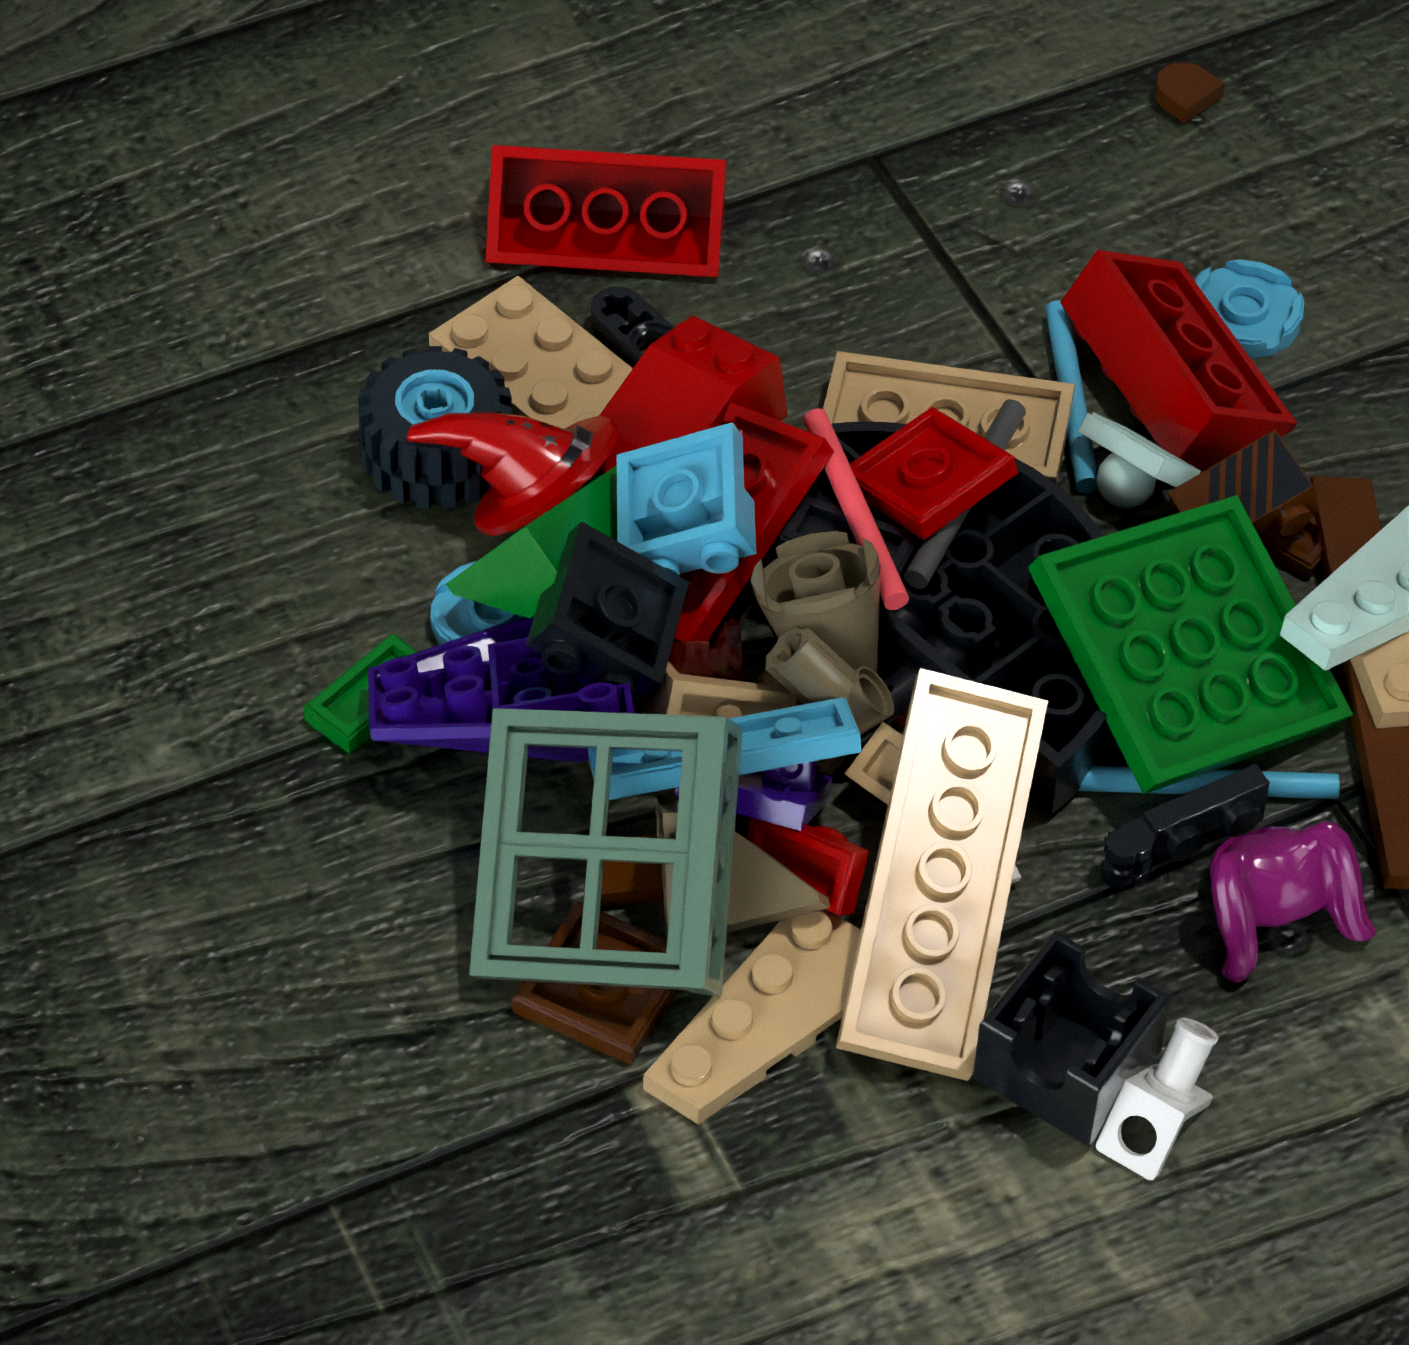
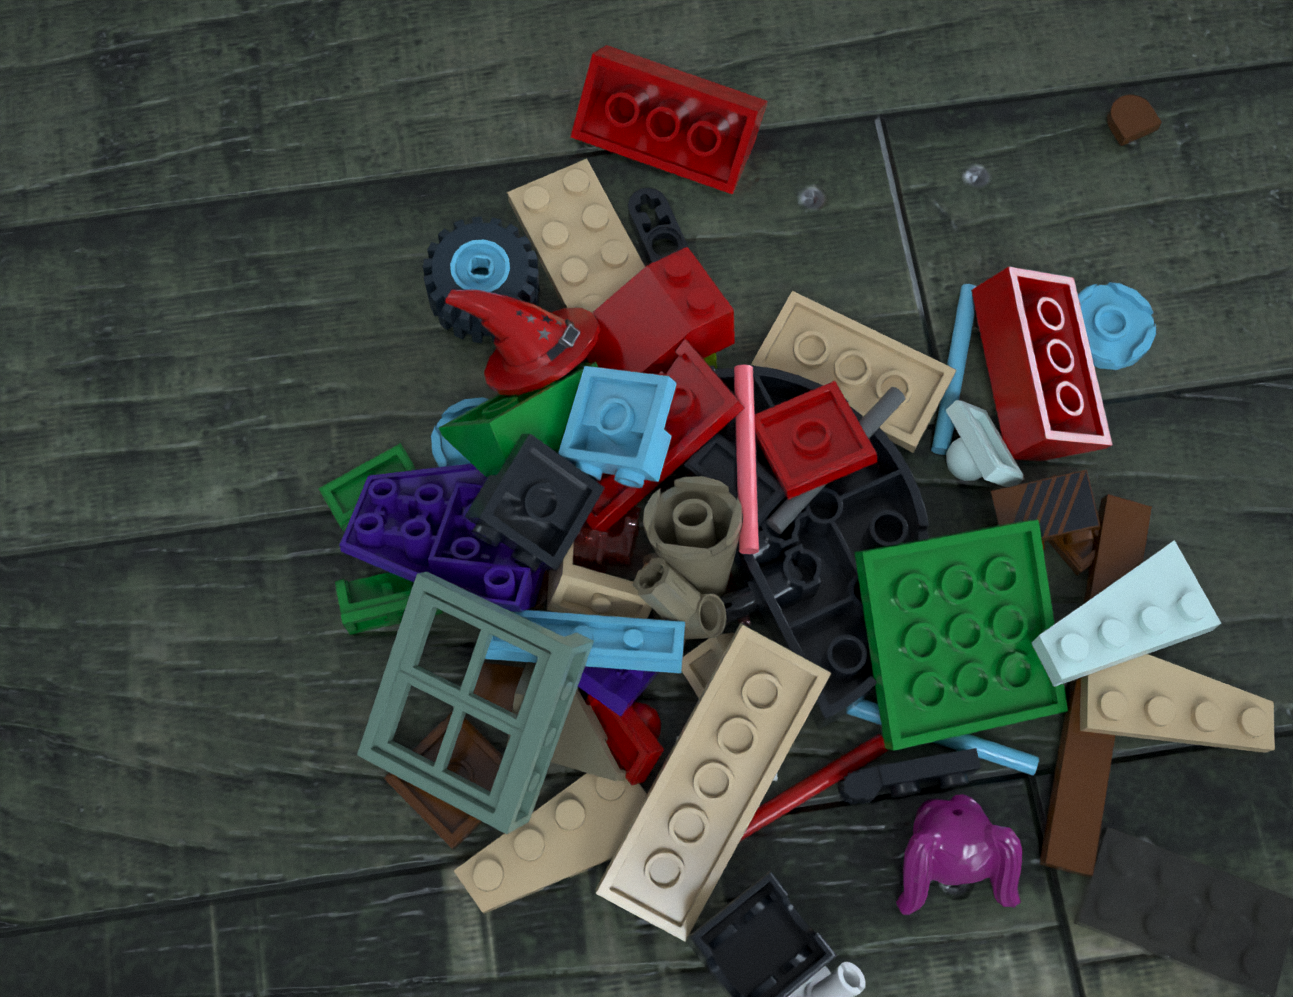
camera: 15 degrees right, 20 degrees up
(433, 811) = (373, 601): none -> green hinge
(1063, 877) = (815, 783): none -> red bar

